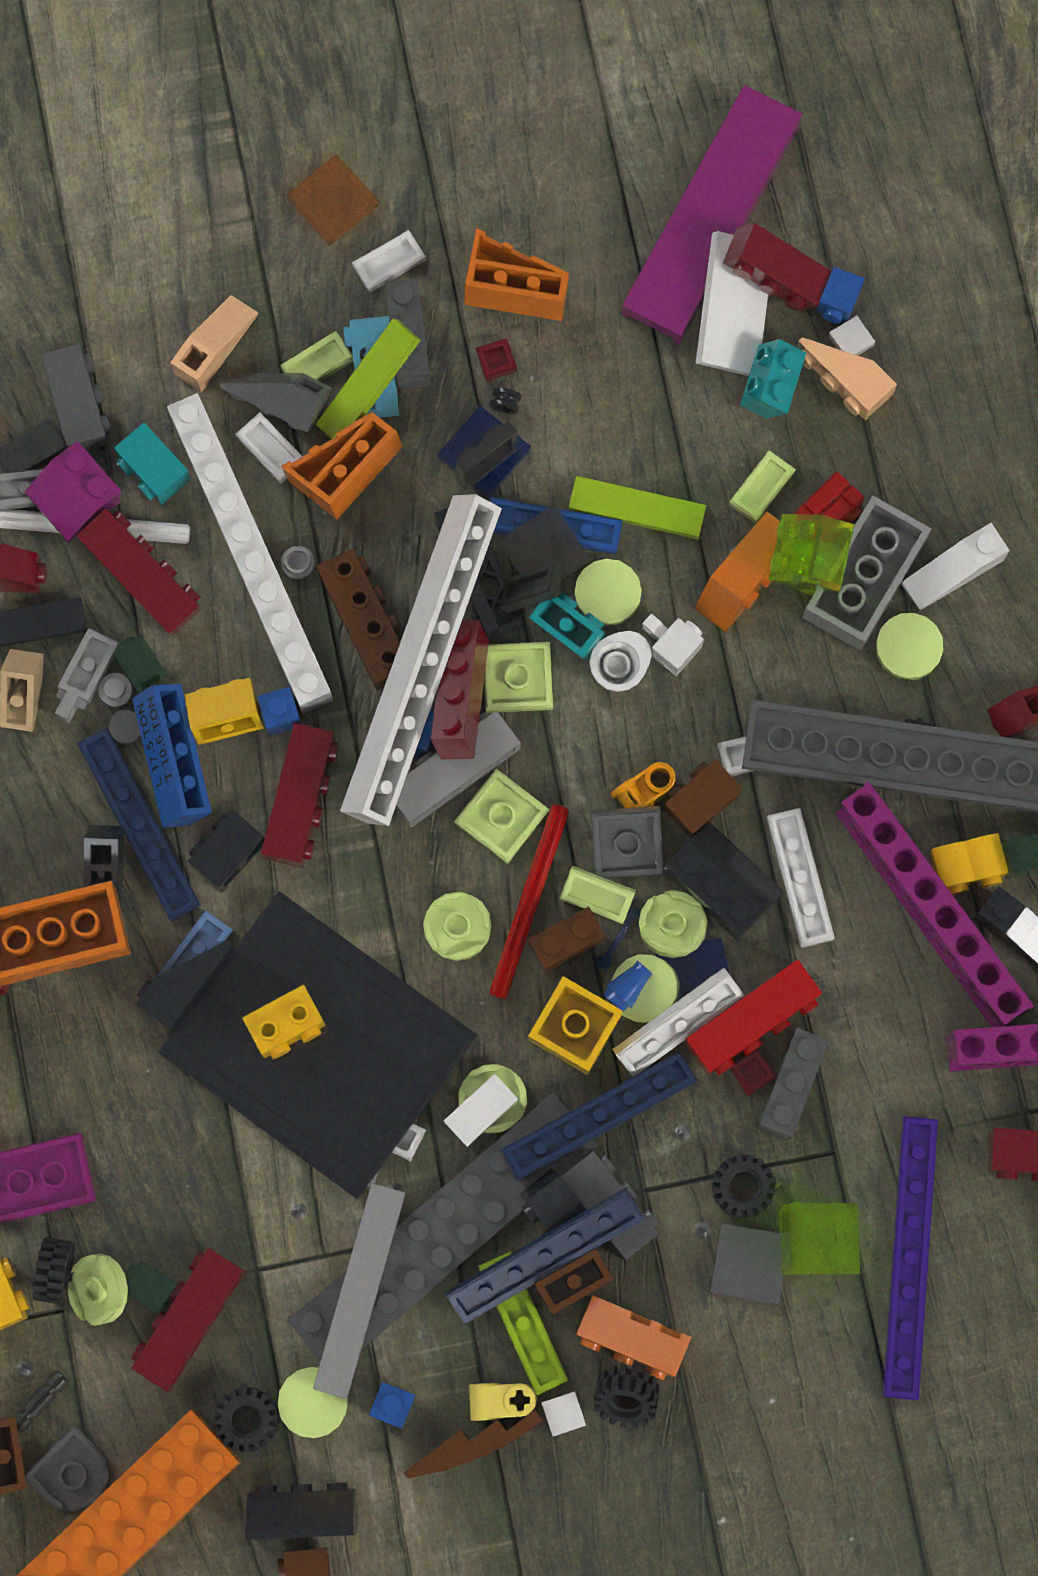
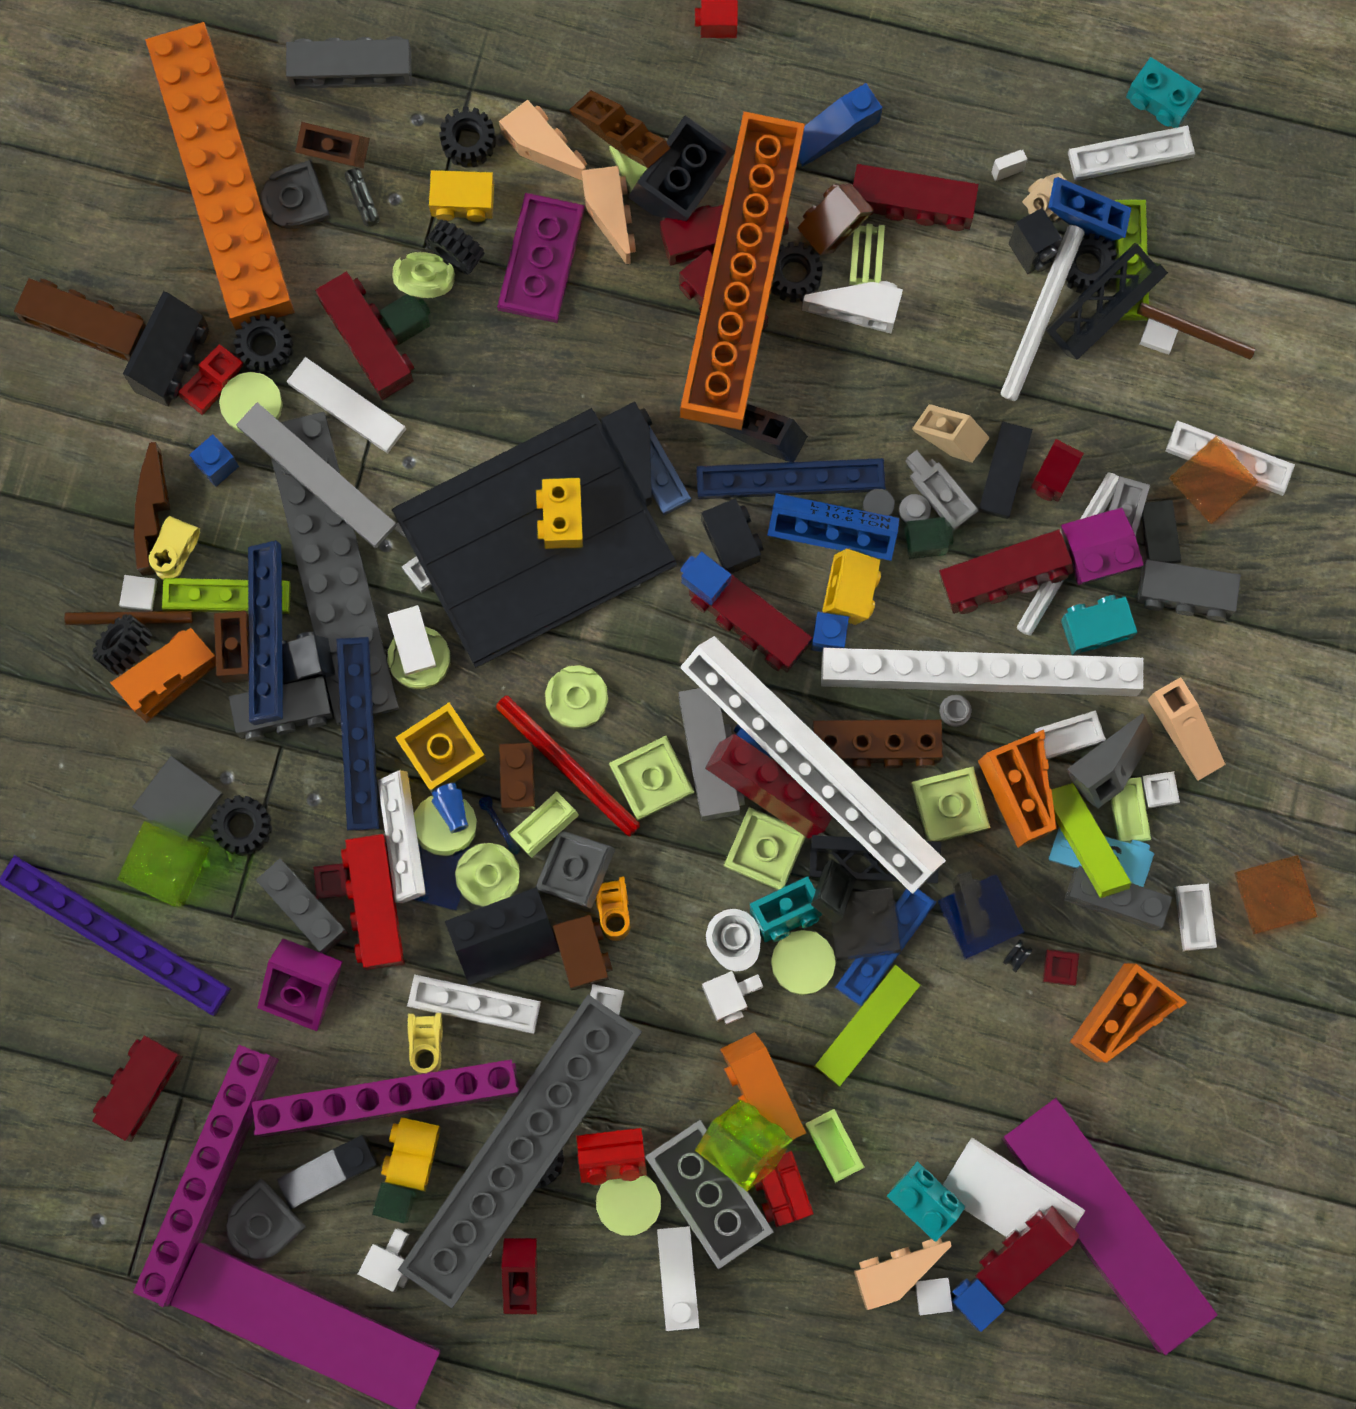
camera: 115 degrees right, 0 degrees up
(269, 1303) = (346, 405): none -> white tile
(283, 343) = (1160, 790): none -> white tile
(285, 848) = (705, 577): none -> blue brick
(307, 1456) = (211, 378): none -> red slope
(391, 526) = (950, 805): none -> yellowish green tile
(586, 1399) = (143, 617): none -> reddish brown bar
(858, 903) = (425, 1040): none -> light yellow piece
(866, 1049) = (299, 984): none -> magenta slope
(877, 677) = (611, 1156): none -> red brick

